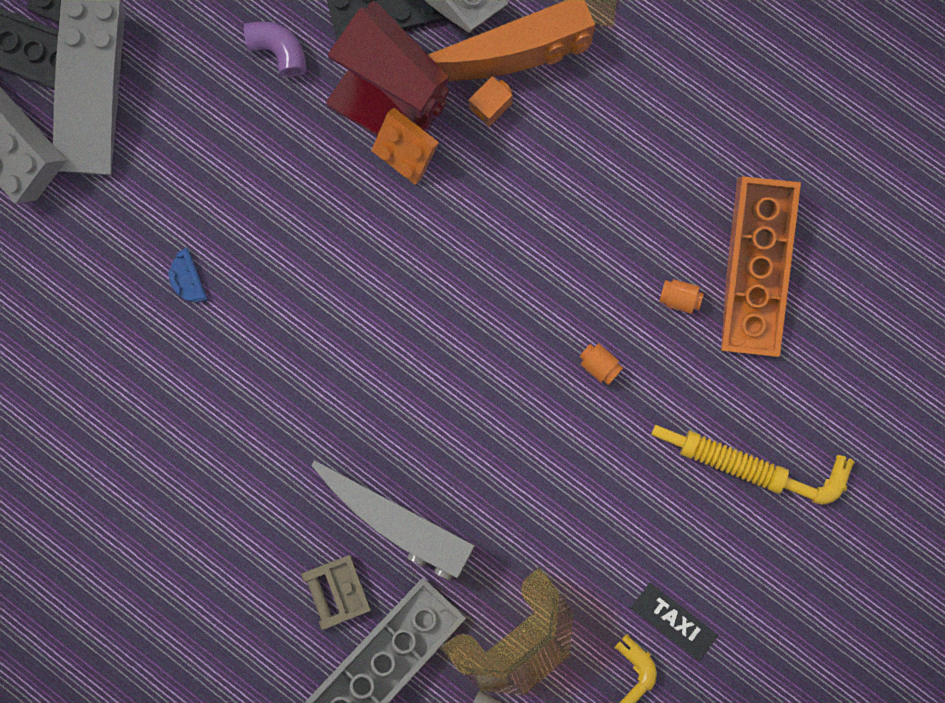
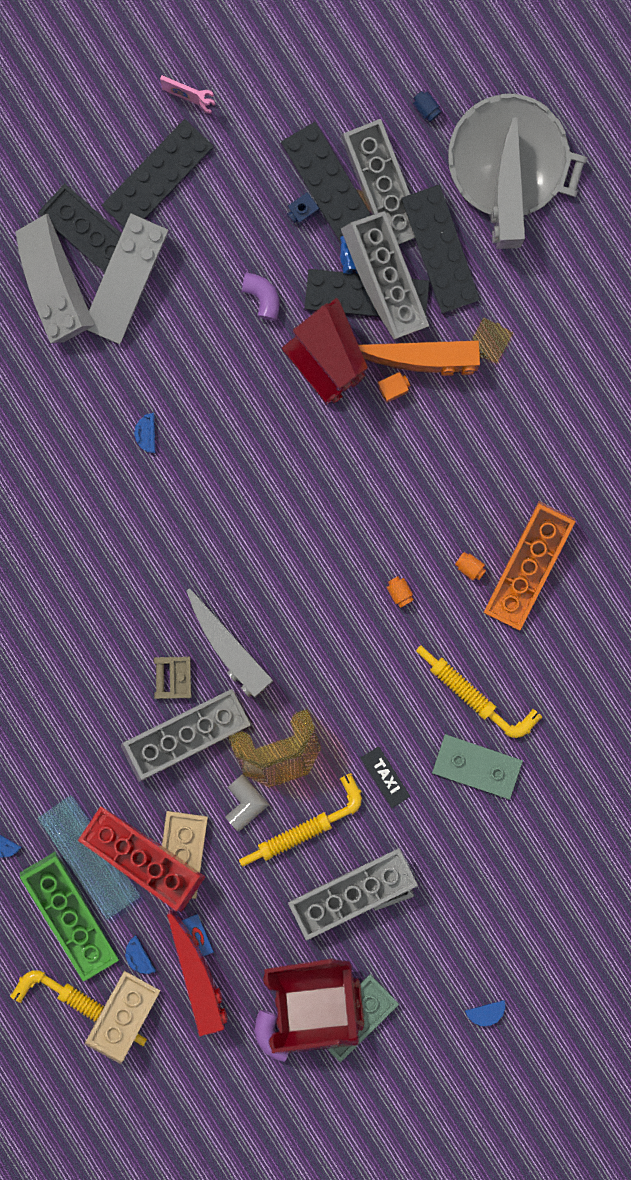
camera: 15 degrees right, 5 degrees up
(404, 146) = (323, 398): orange plate -> none
(793, 561) = (477, 766): none -> sand green plate

